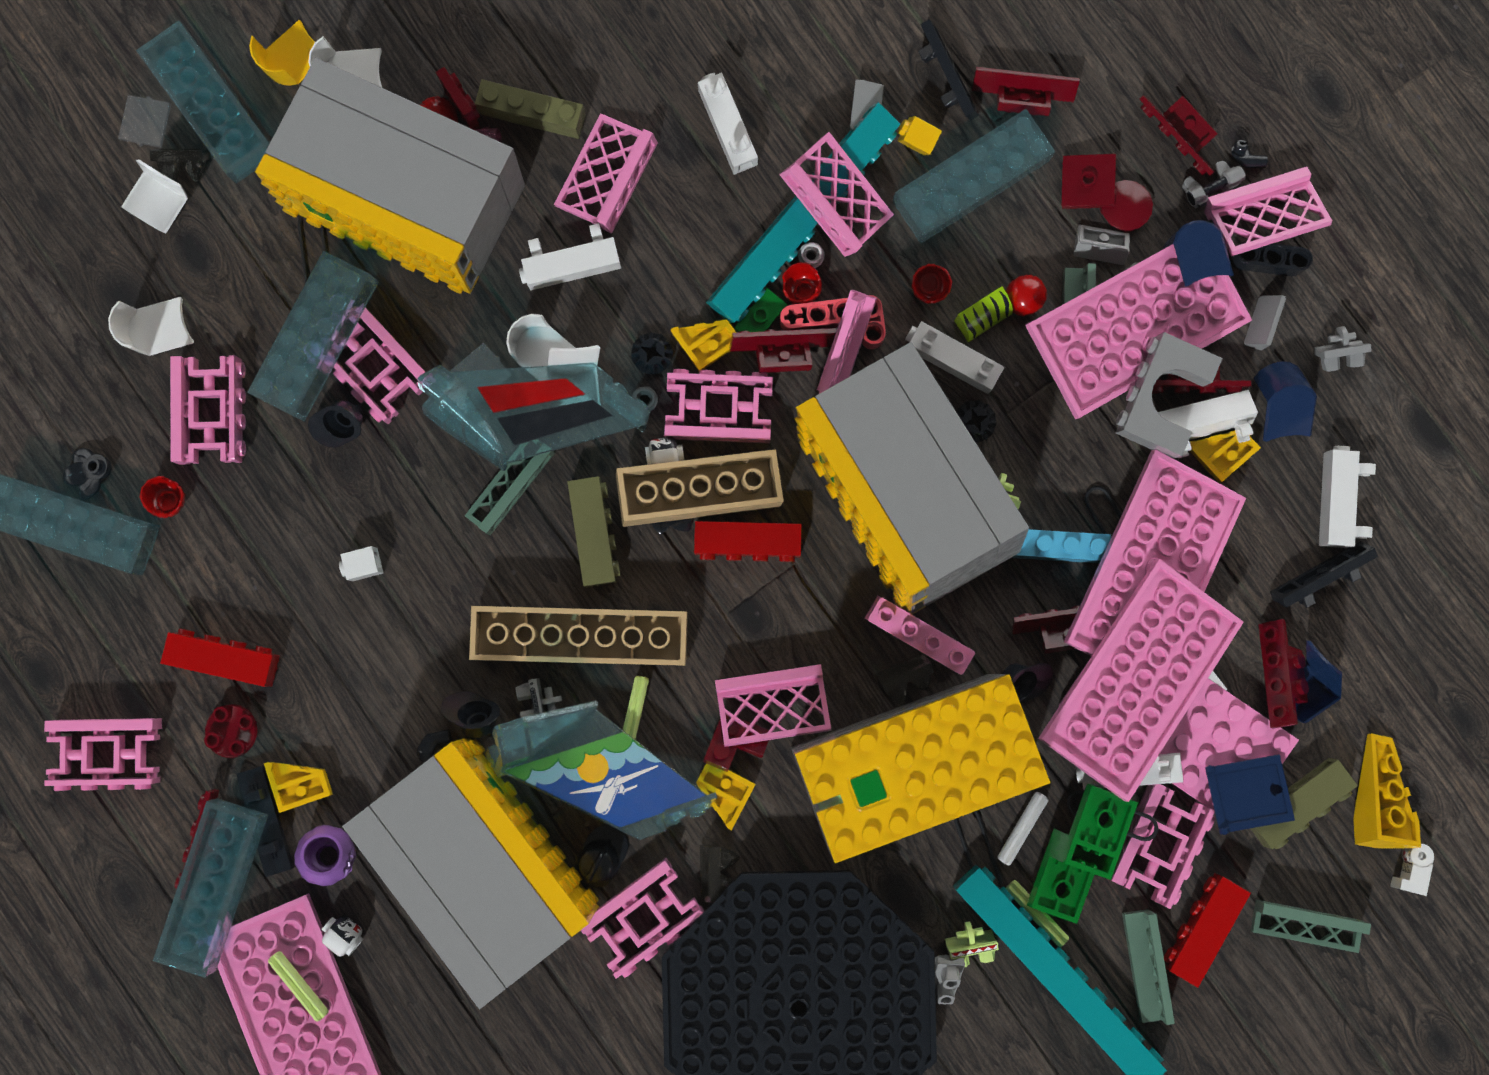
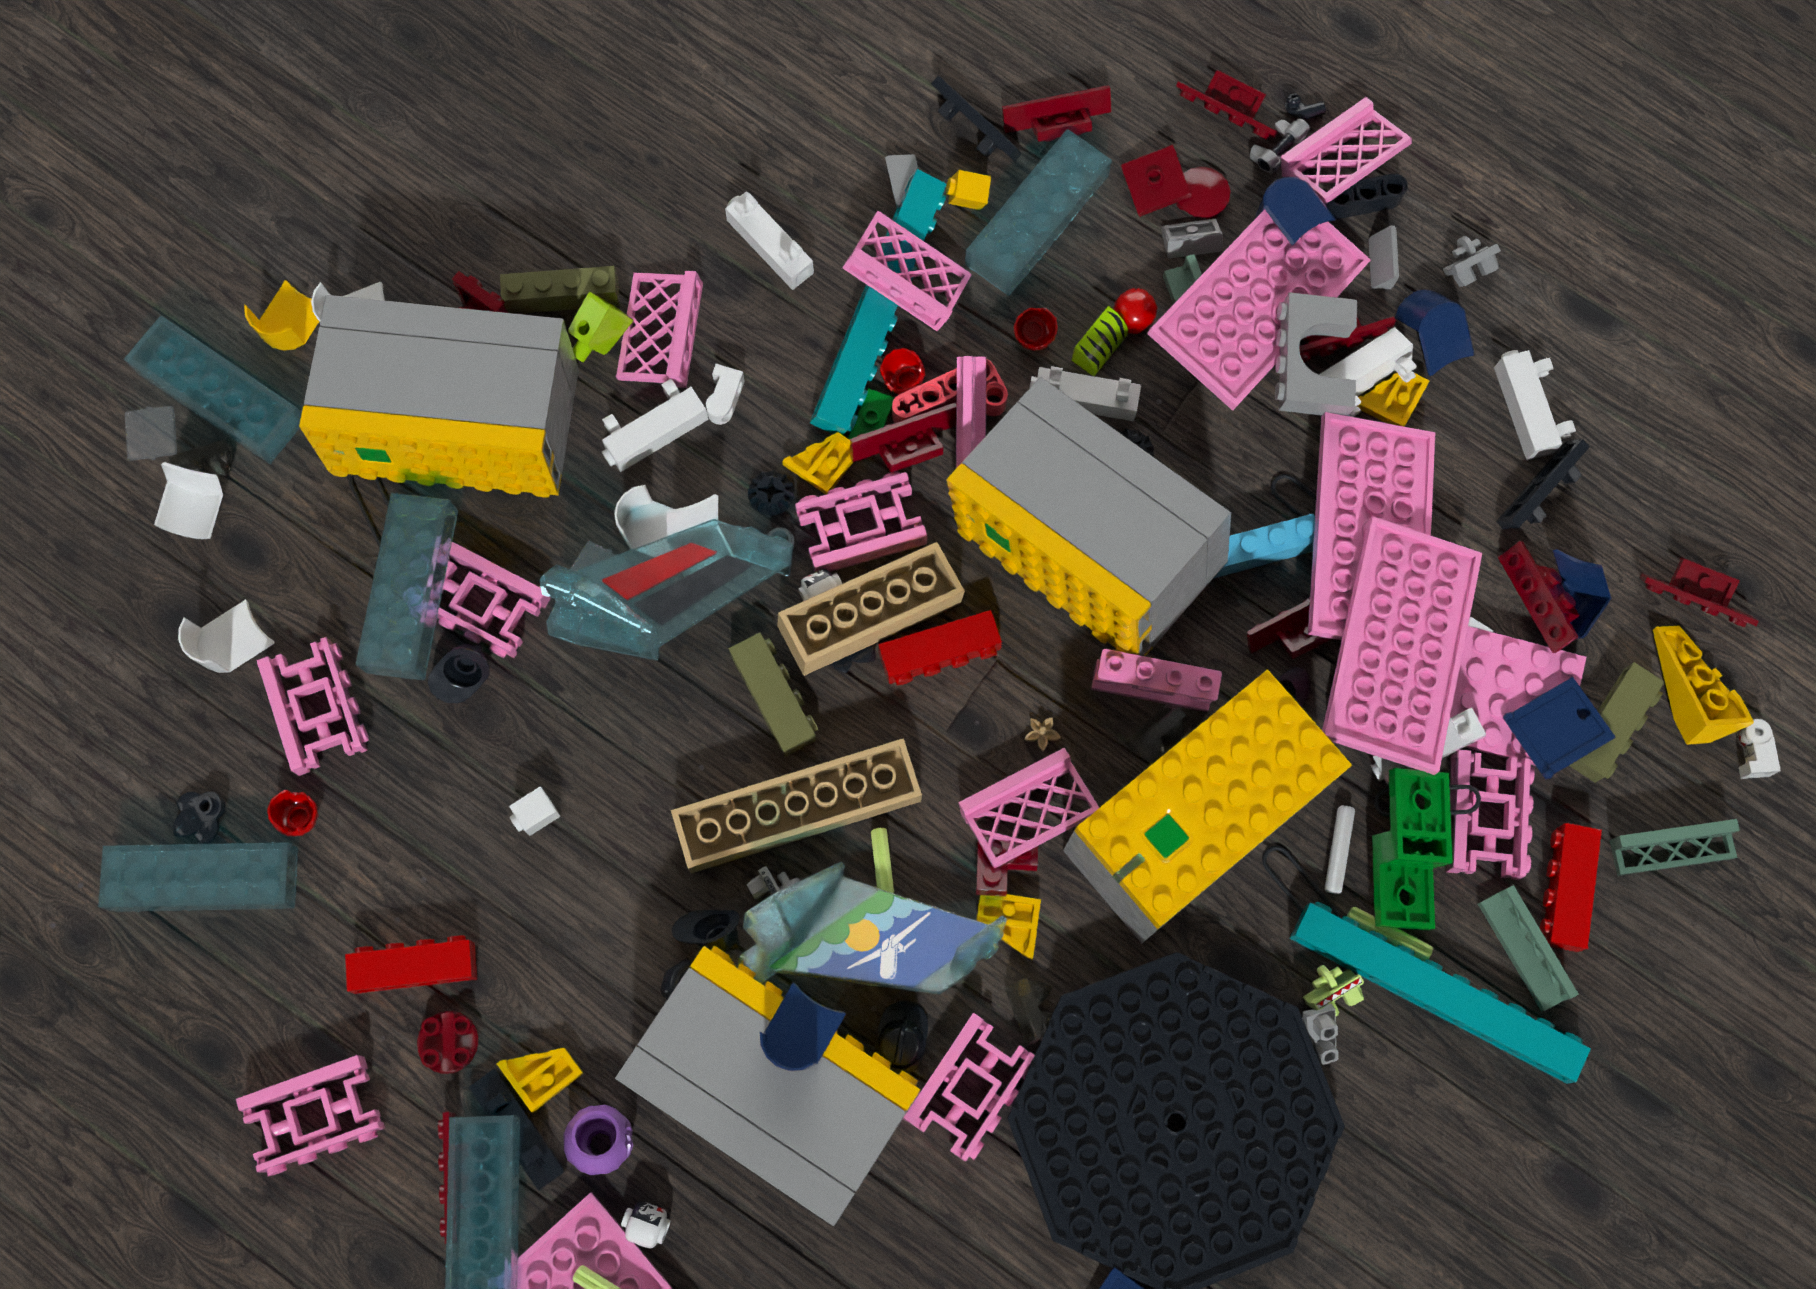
camera: 20 degrees left, 10 degrees down
(502, 845) = (799, 1031): none -> dark blue piece
(511, 496) = (673, 683): sand green fence -> none
(551, 154) = (597, 326): none -> lime torso
(642, 253) = (726, 394): none -> white leg
(808, 642) = (1042, 733): none -> tan plant
(814, 248) = (901, 334): white plate -> none
(1426, 713) = (1702, 586): none -> dark red bracket

